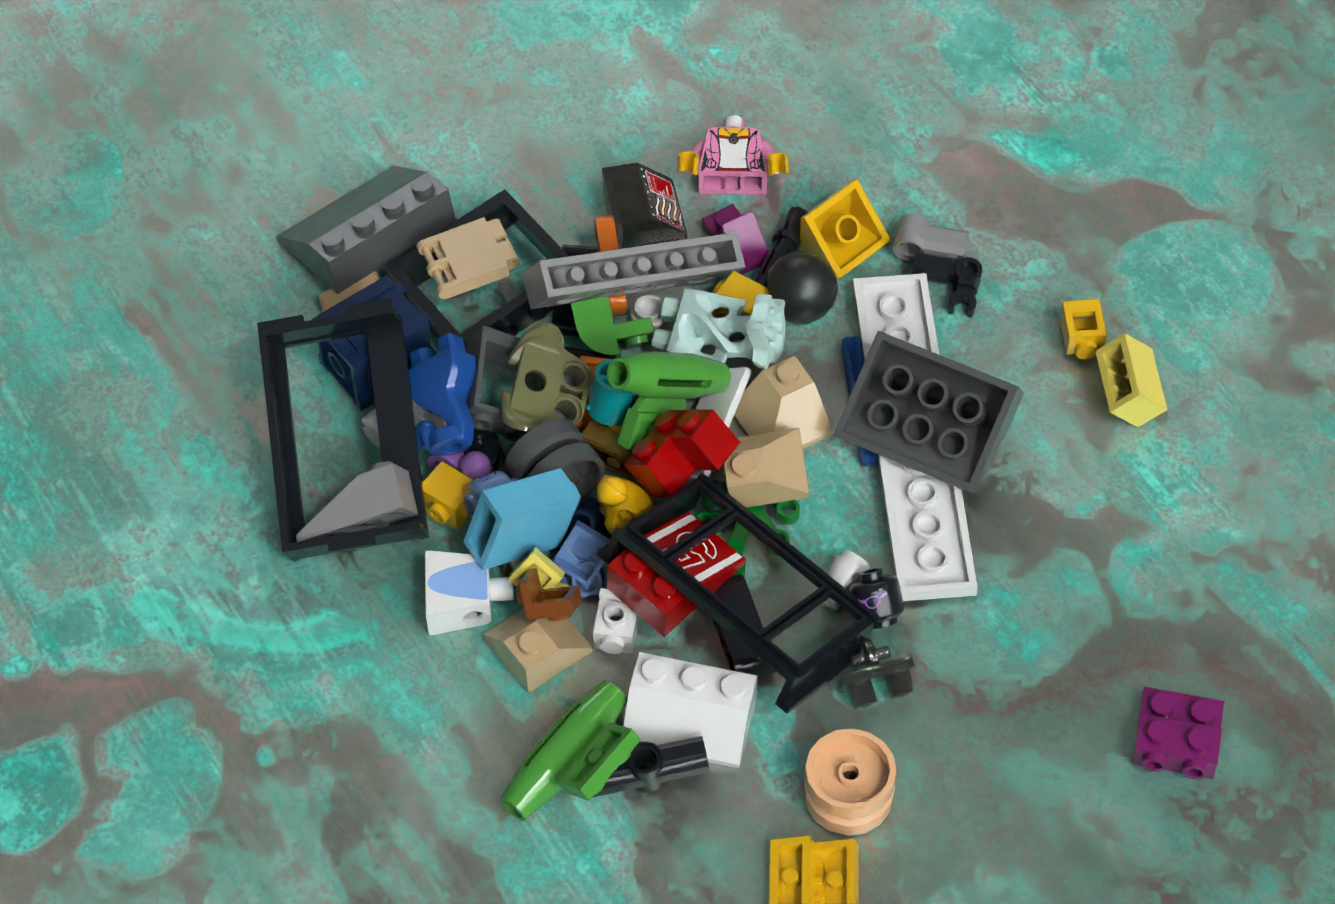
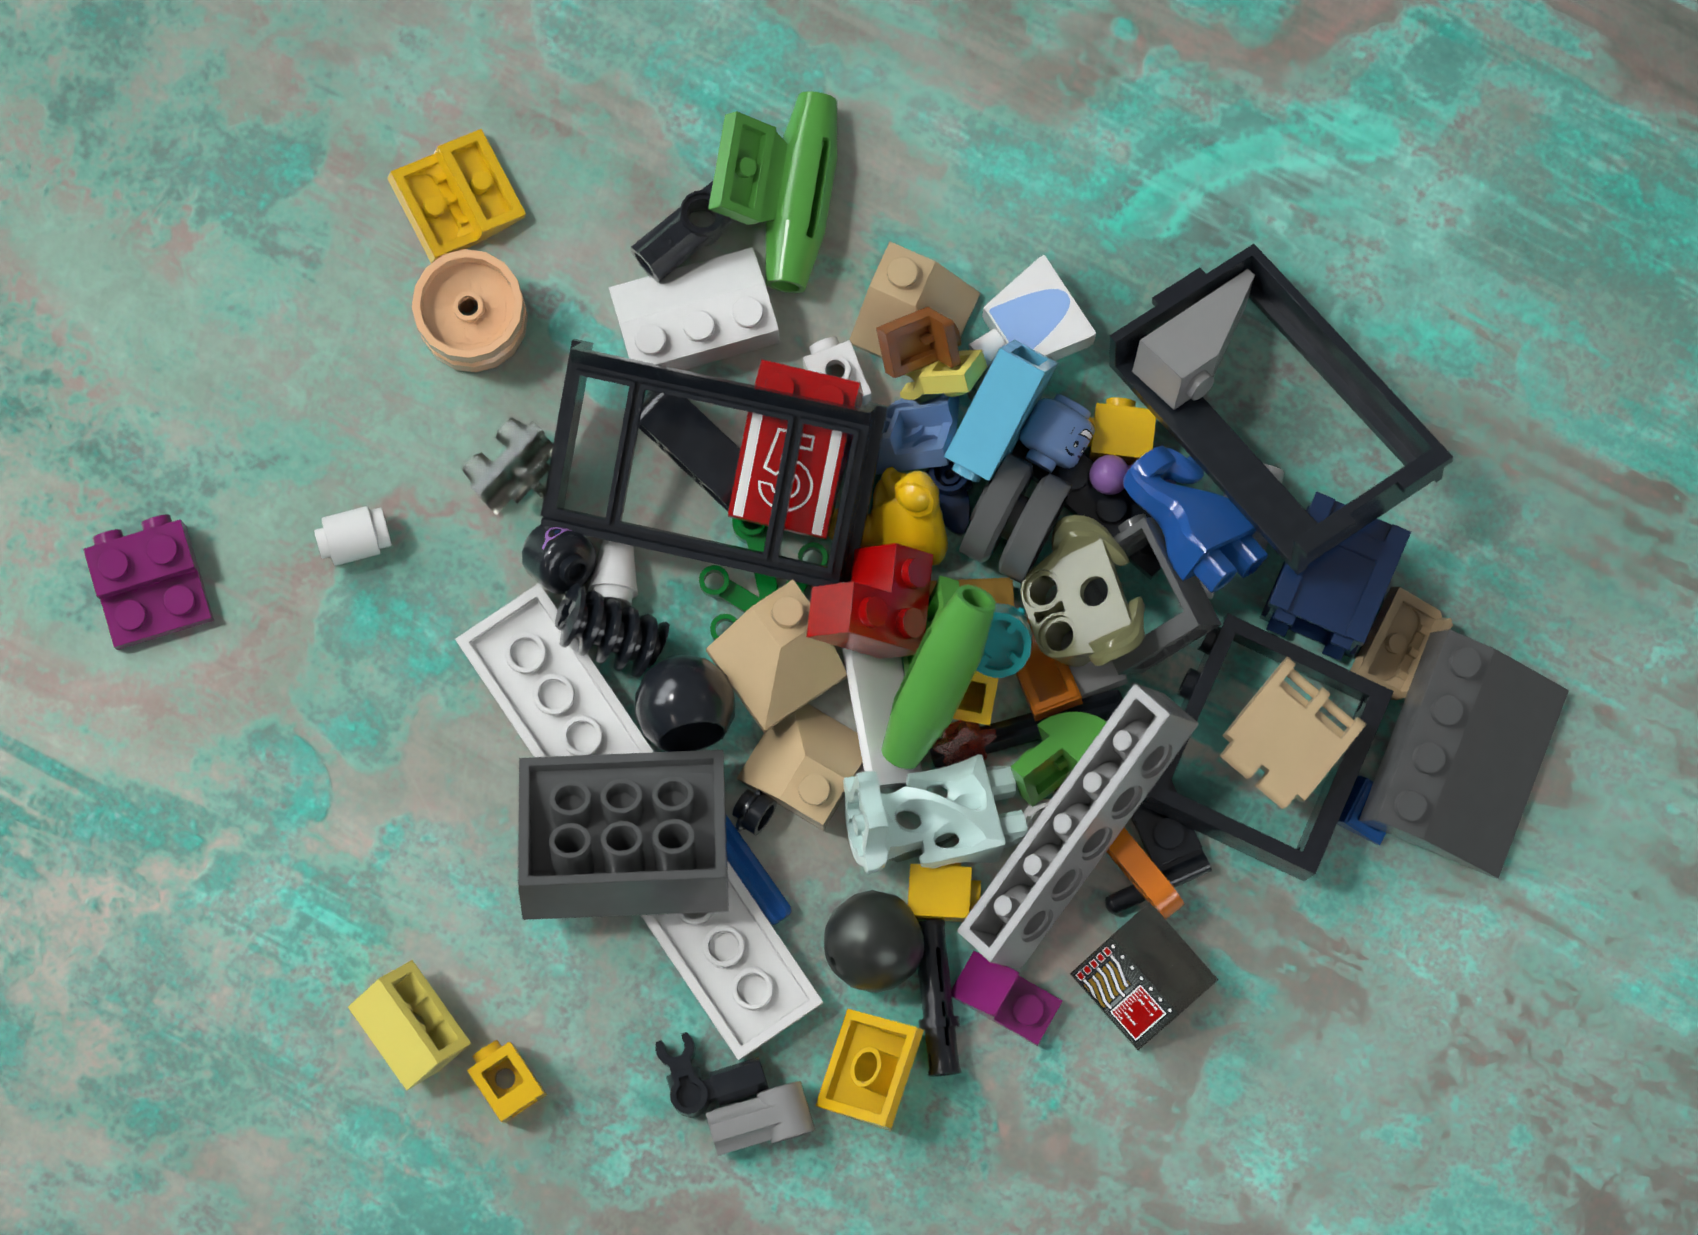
camera: 150 degrees right, 25 degrees up
(733, 160) = (1073, 1109): torso -> none
(834, 401) = (753, 811): none -> black plate
(842, 469) = (684, 703): none -> black helmet
(868, 532) = (610, 629): none -> black piece
(1014, 687) = (353, 535): none -> white brick

